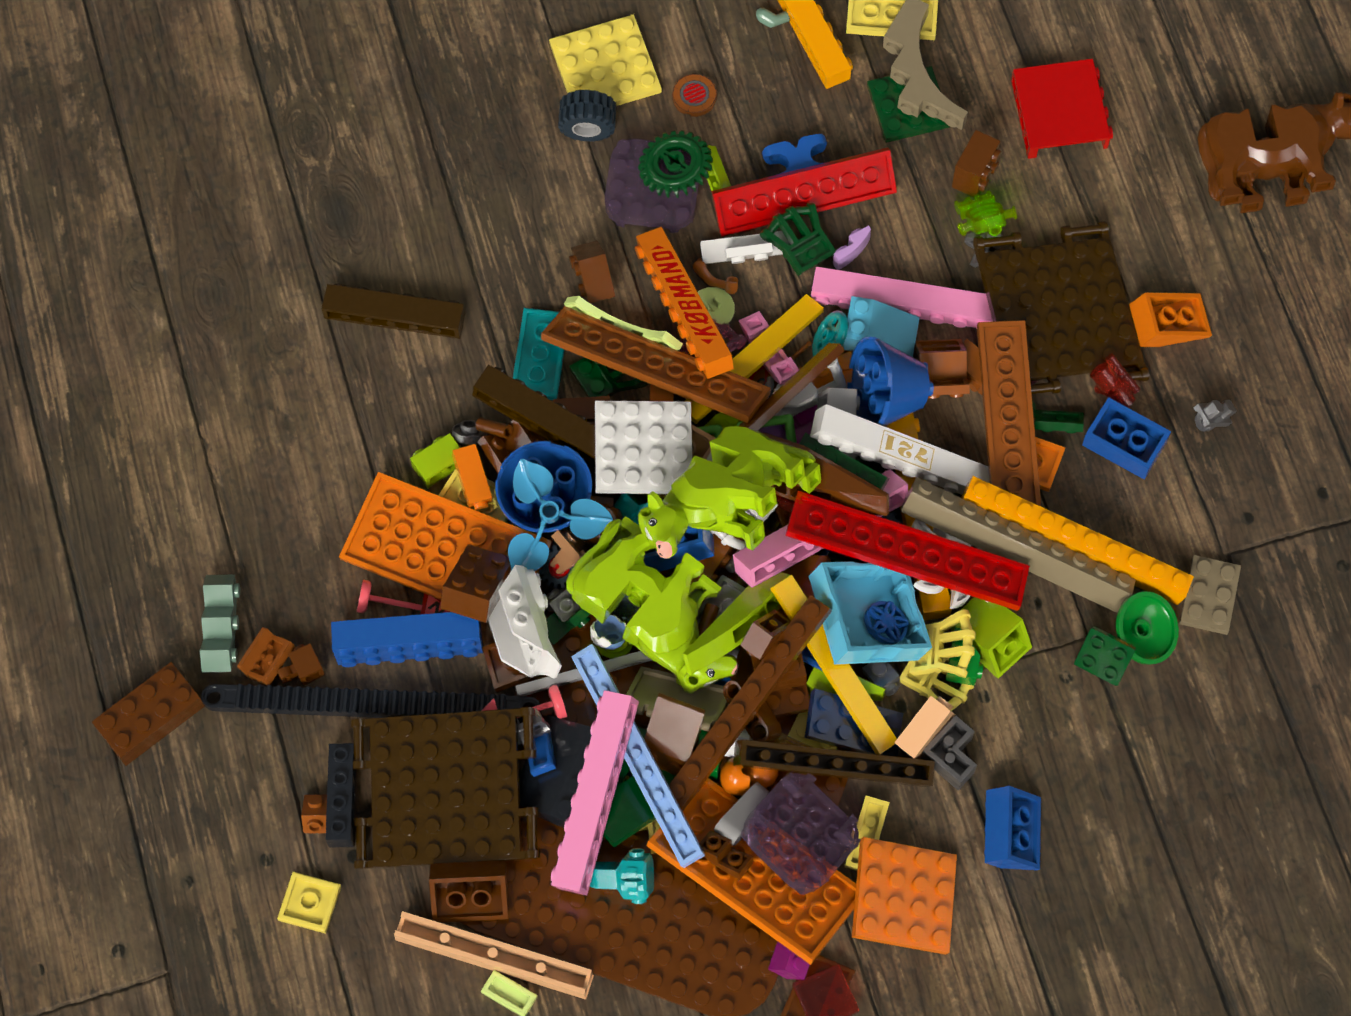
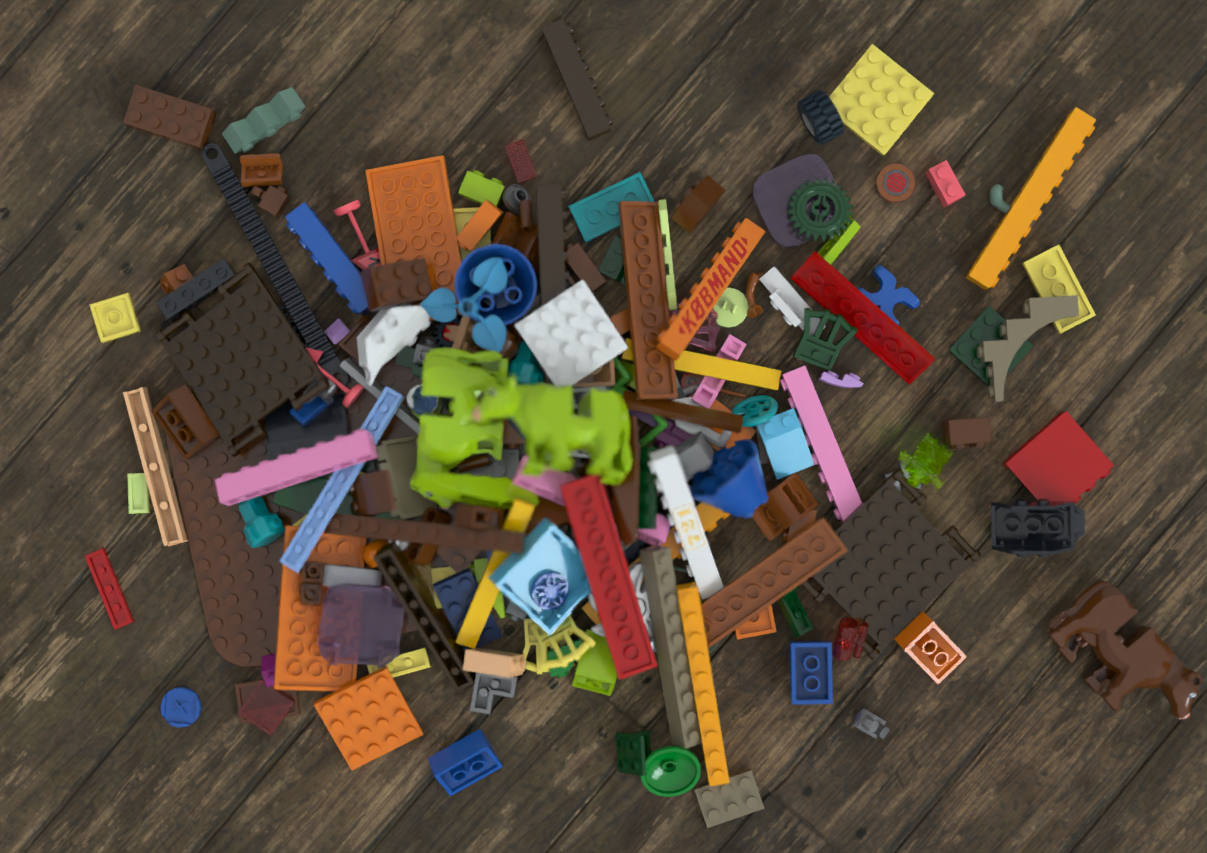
camera: 55 degrees right, 20 degrees up
(435, 409) = (520, 161): none -> clear red plate
(480, 682) = (337, 331): none -> lavender tile
(725, 51) = (945, 183): none -> coral brick
(1106, 155) = (1036, 527): none -> black slope

